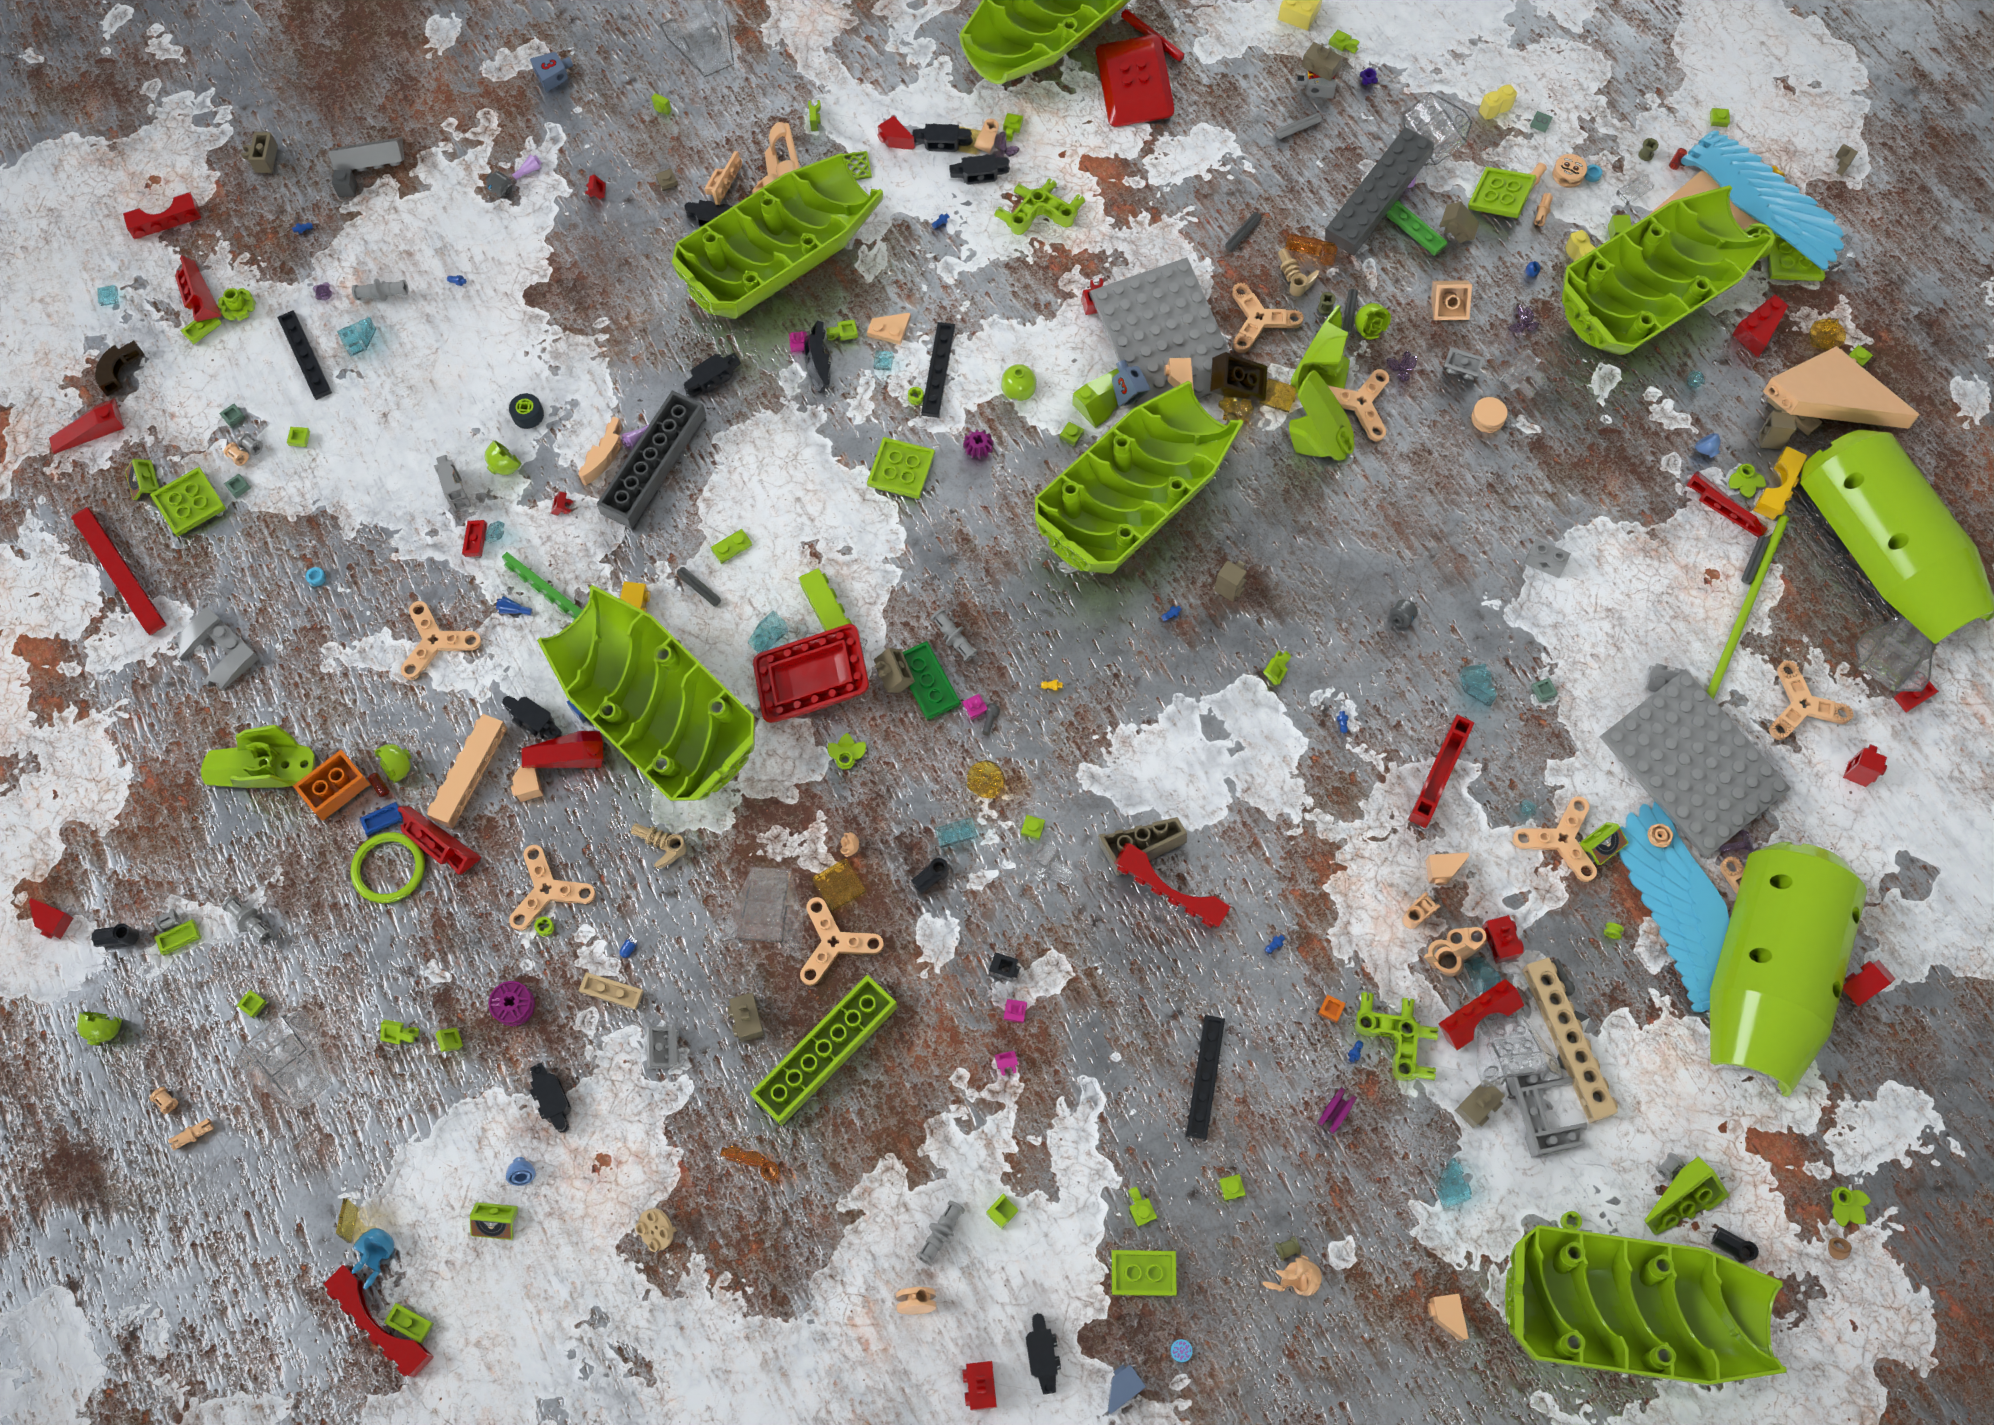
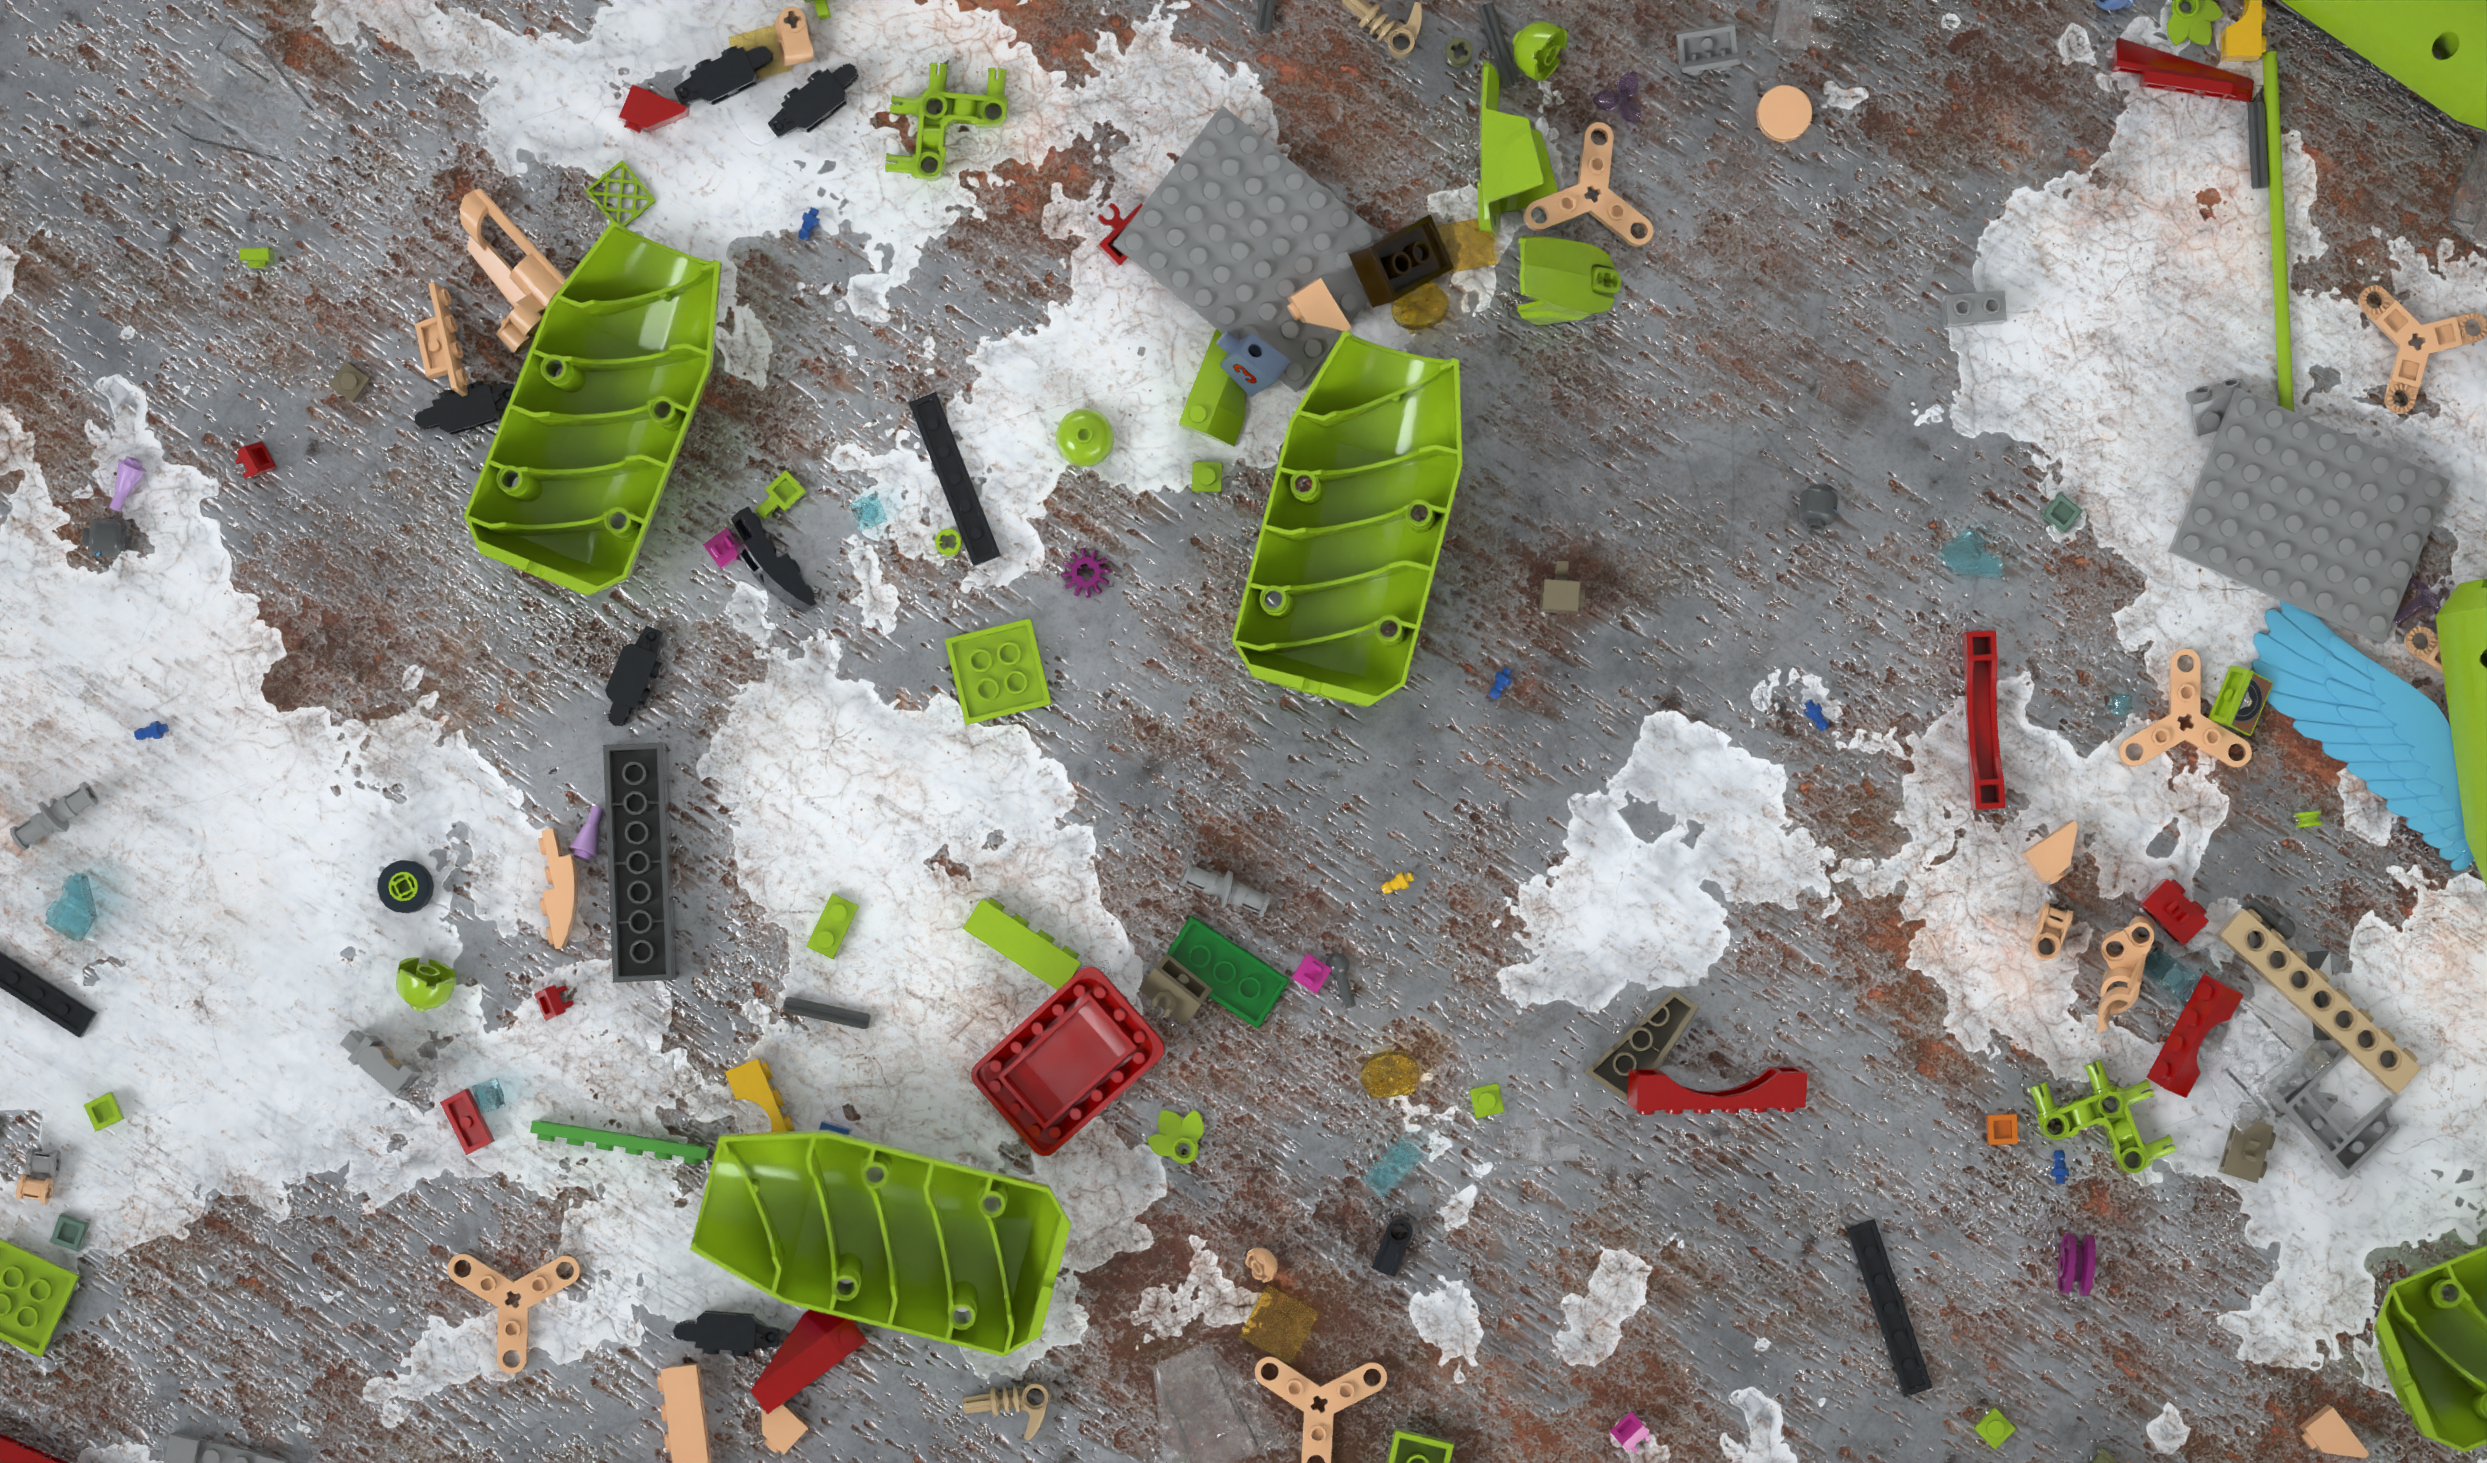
camera: 30 degrees left, 20 degrees up
(315, 576) = (281, 1301): medium azure tile -> none
(508, 606) = (583, 1193): blue cone -> none
(550, 69) = (43, 289): sand blue torso -> none
(768, 632) = (969, 1032): clear light blue slope -> none
(814, 116) = (508, 149): lime plate -> none
(889, 328) = (842, 450): light nougat wing -> none
(1000, 144) = (840, 37): clear purple plant -> none
(1000, 961) = (1551, 1323): black brick -> none
(1015, 1011) = (1603, 1359): dark pink tile -> none
(1270, 318) = (1391, 122): light nougat piece -> none
(1276, 668) = (1688, 688): lime plate -> none
(1277, 942) = (1887, 1079): blue piece -> none
(1451, 1185) = (2260, 1275): clear light blue slope -> none
(1572, 1214) = (2425, 1242): lime bush -> none
(1664, 831) = (2319, 651): light nougat plate -> none

